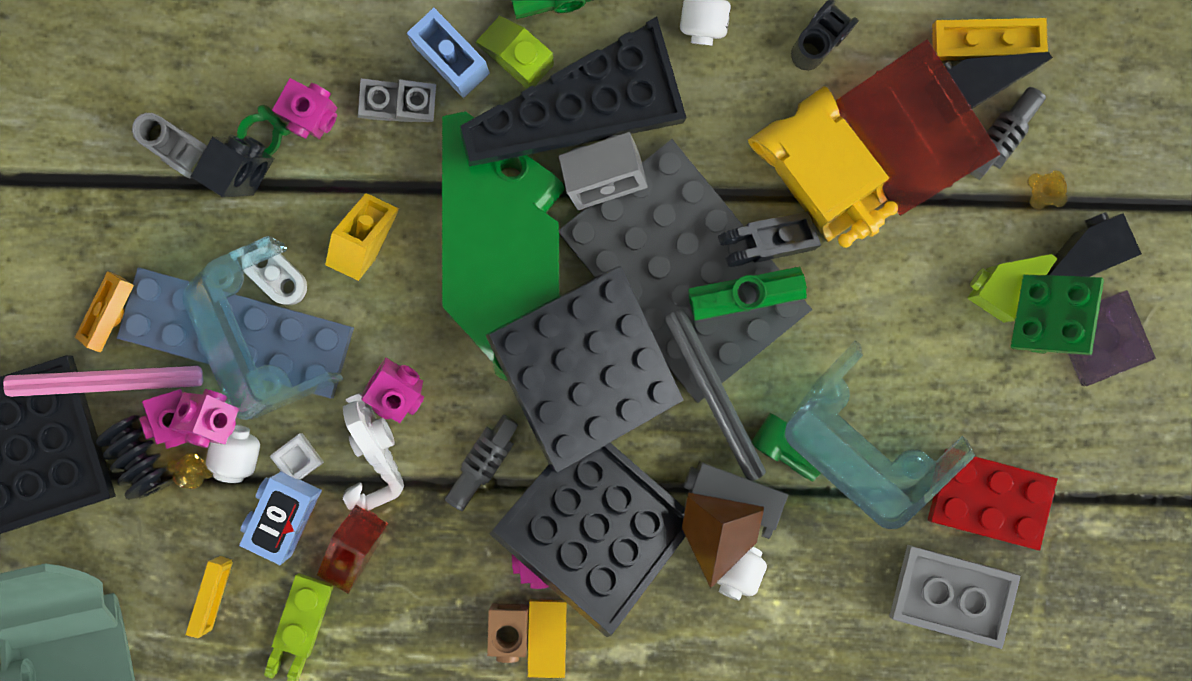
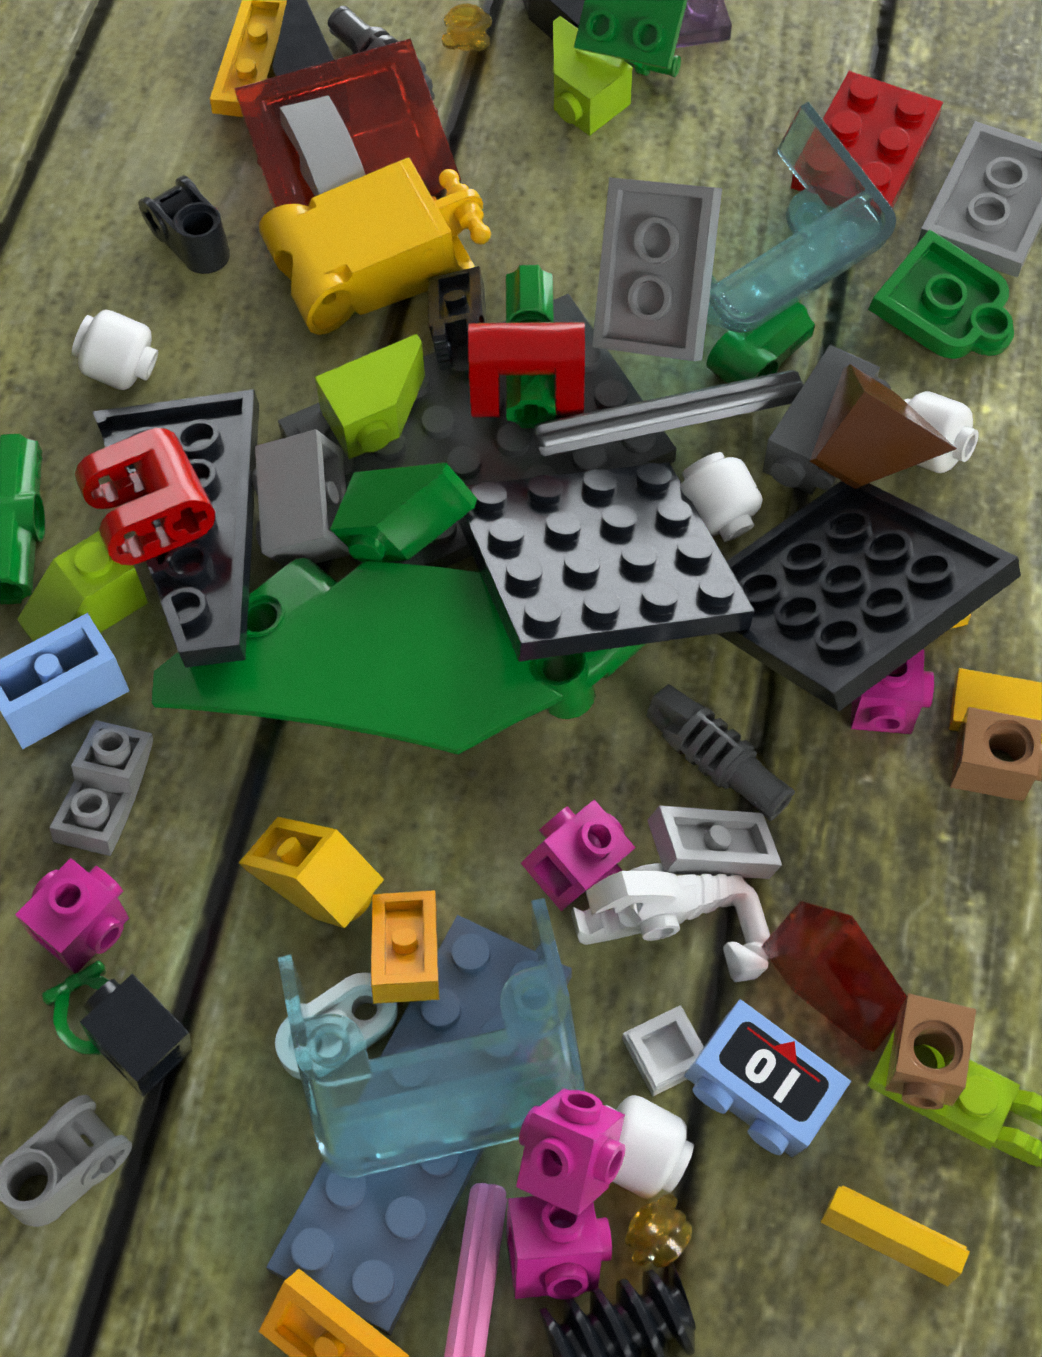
camera: 75 degrees left, 25 degrees down
(317, 602) = (946, 1029): none -> medium nougat brick
(321, 301) = (404, 947): none -> light orange plate
(415, 468) = (714, 842): none -> light grey plate
(590, 233) = (399, 510): none -> green slope
(597, 78) = (171, 490): none -> red connector
(662, 437) = (722, 494): none -> white head
(684, 198) = (372, 396): none -> lime slope
(720, 295) = (526, 350): none -> red connector
(810, 369) = (656, 268): none -> light grey plate
(856, 569) = (947, 301): none -> green plate
(891, 114) = (323, 144): none -> light grey slope

